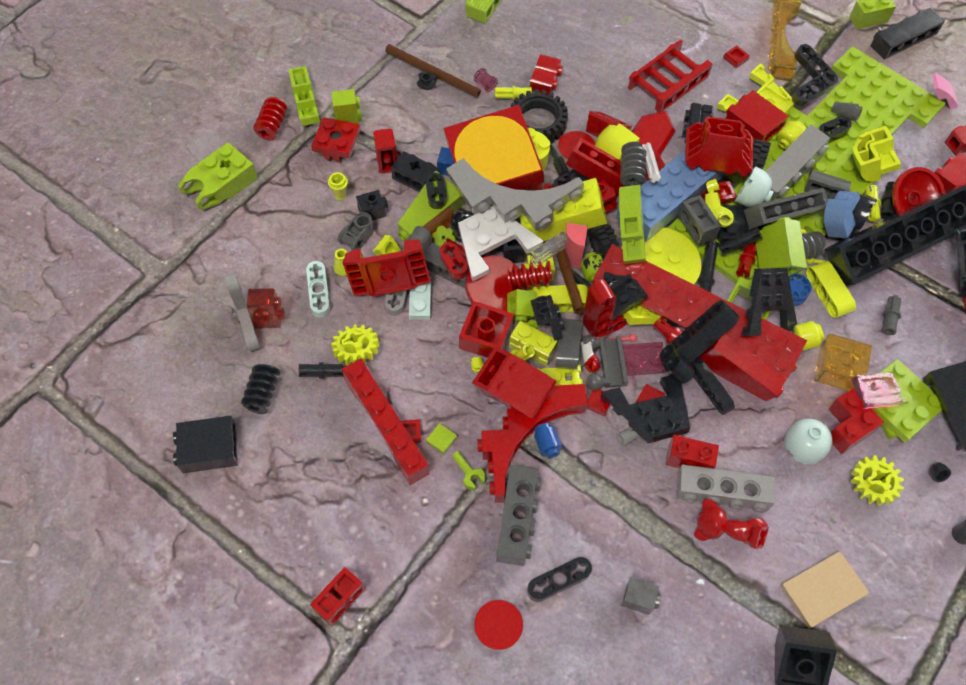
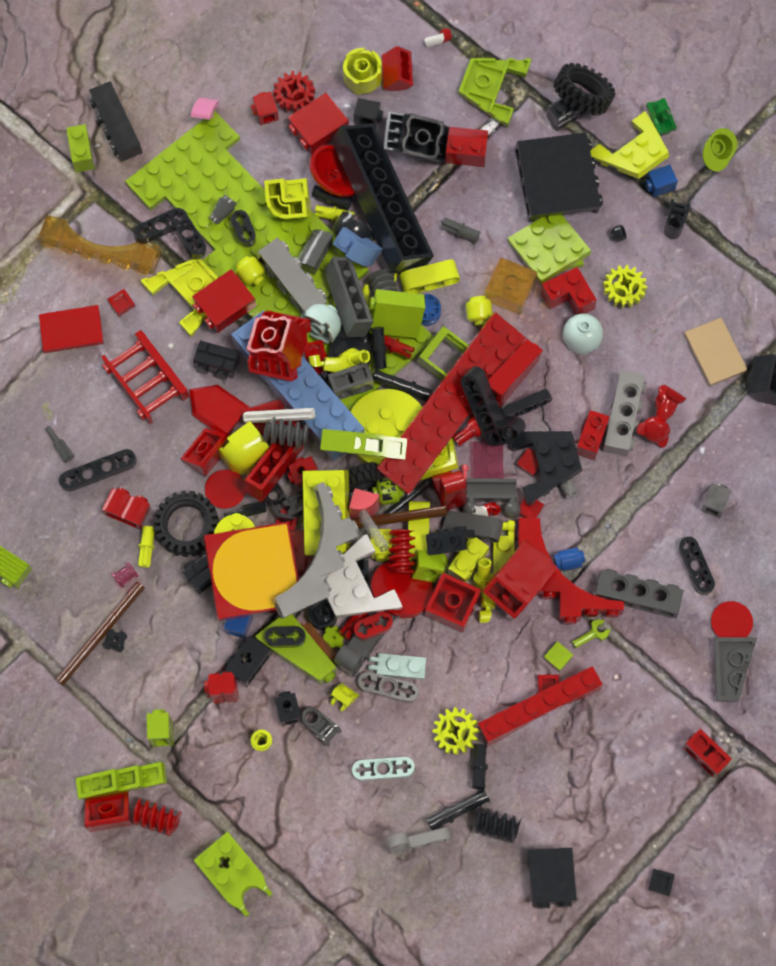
camera: 80 degrees left, 10 degrees up
(198, 558) = (661, 882): none -> black tile
(265, 308) = (411, 817): clear red brick -> none
(273, 347) = (450, 813): none -> black pin
(276, 84) = (108, 812): none -> red slope
(335, 138) = (195, 742): red piece -> none
(338, 266) = (358, 747): neon yellow cone -> none
(387, 272) = (387, 691): red plate -> none
(444, 624) = (731, 665): none -> dark grey wing
(581, 53) = (96, 466): none -> black beam
(594, 29) = (60, 446): none -> dark grey axle
(627, 293) = (430, 467): black slope -> none
(702, 26) = (71, 329): none -> red tile
(760, 153) = (280, 305): black tyre -> none
(770, 292) = (448, 332): black wing -> none
(878, 390) = (548, 264): clear pink plate -> none

